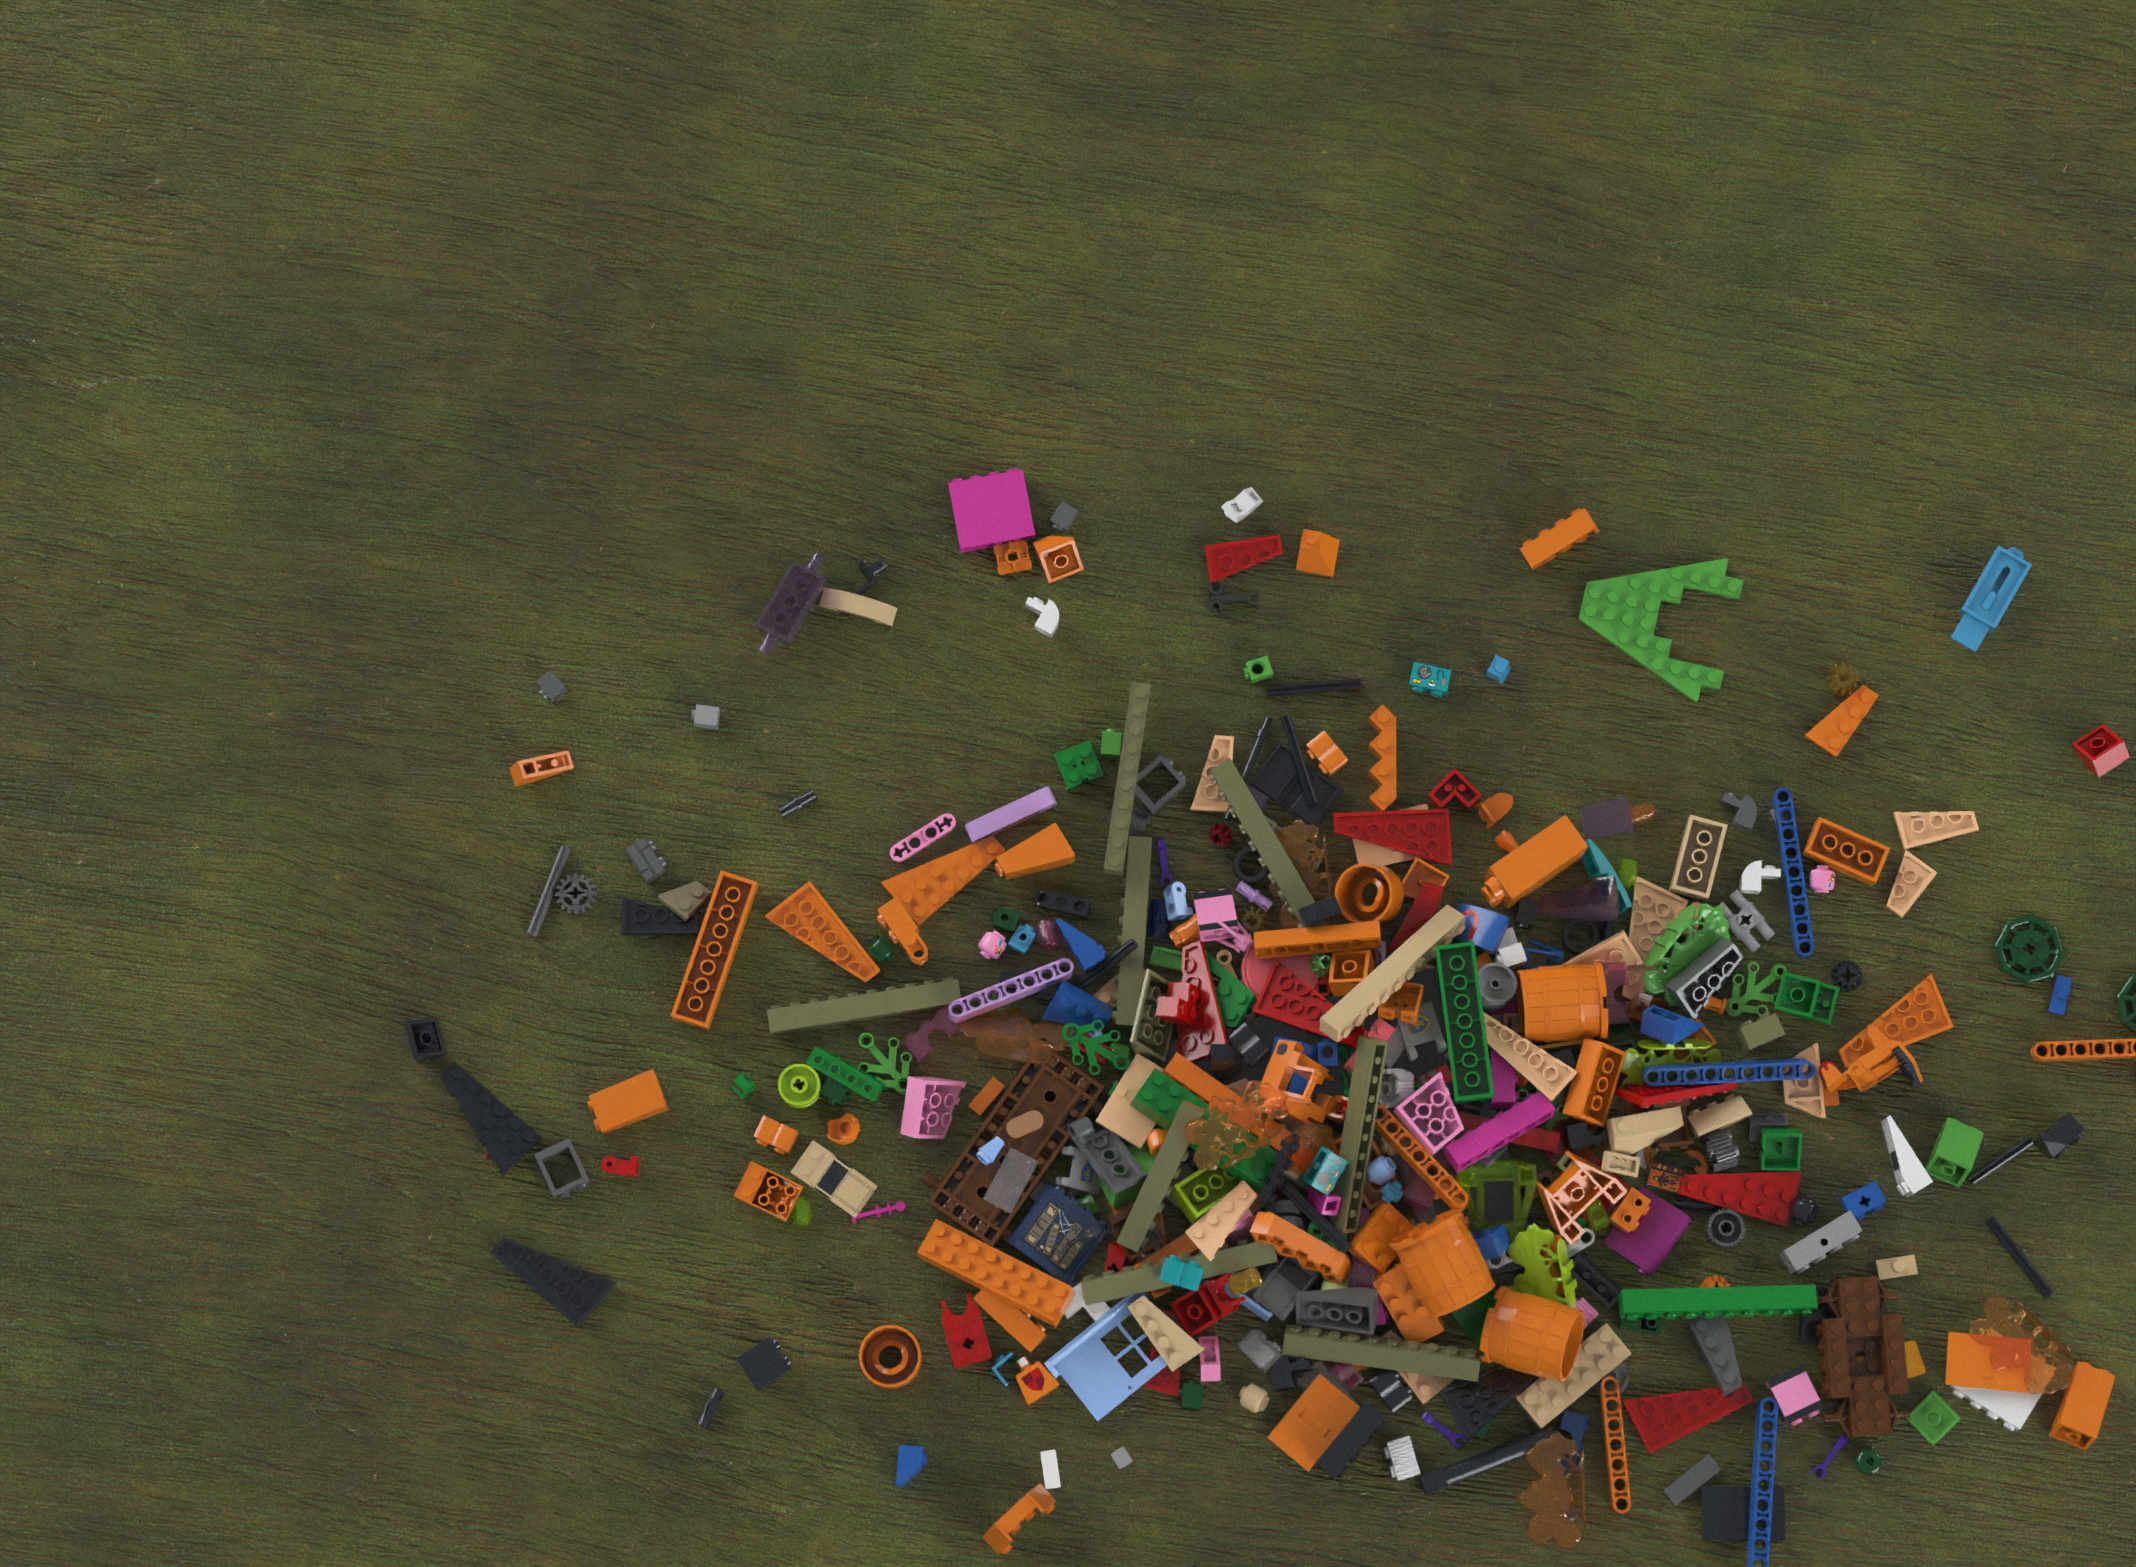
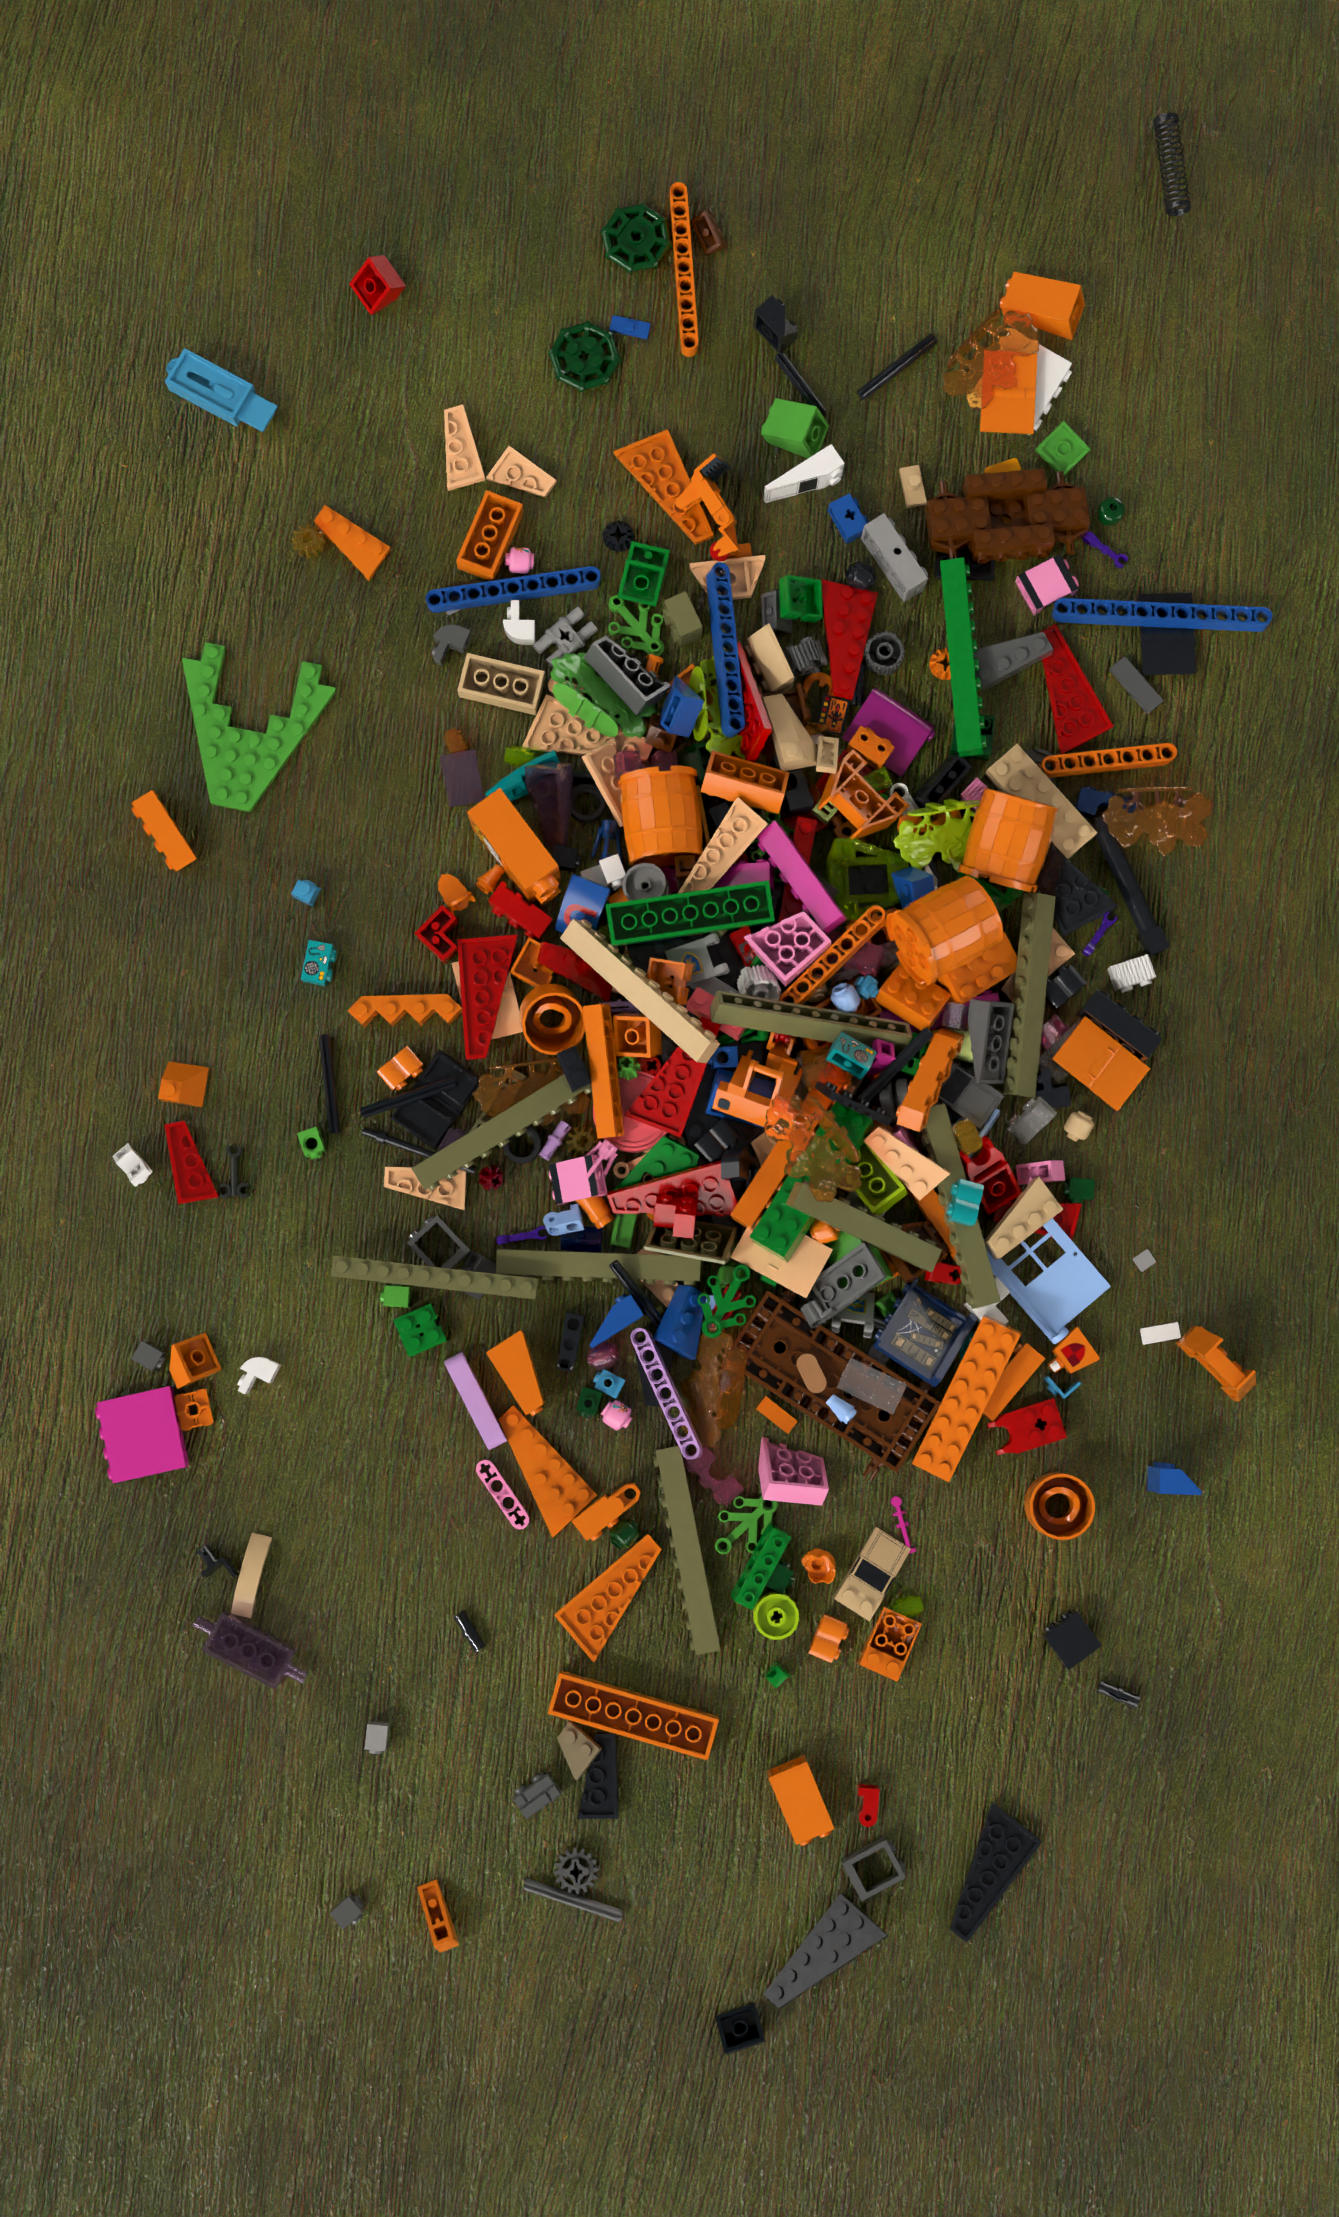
camera: 95 degrees left, 5 degrees up
(1474, 869) = (519, 912): none -> red wedge

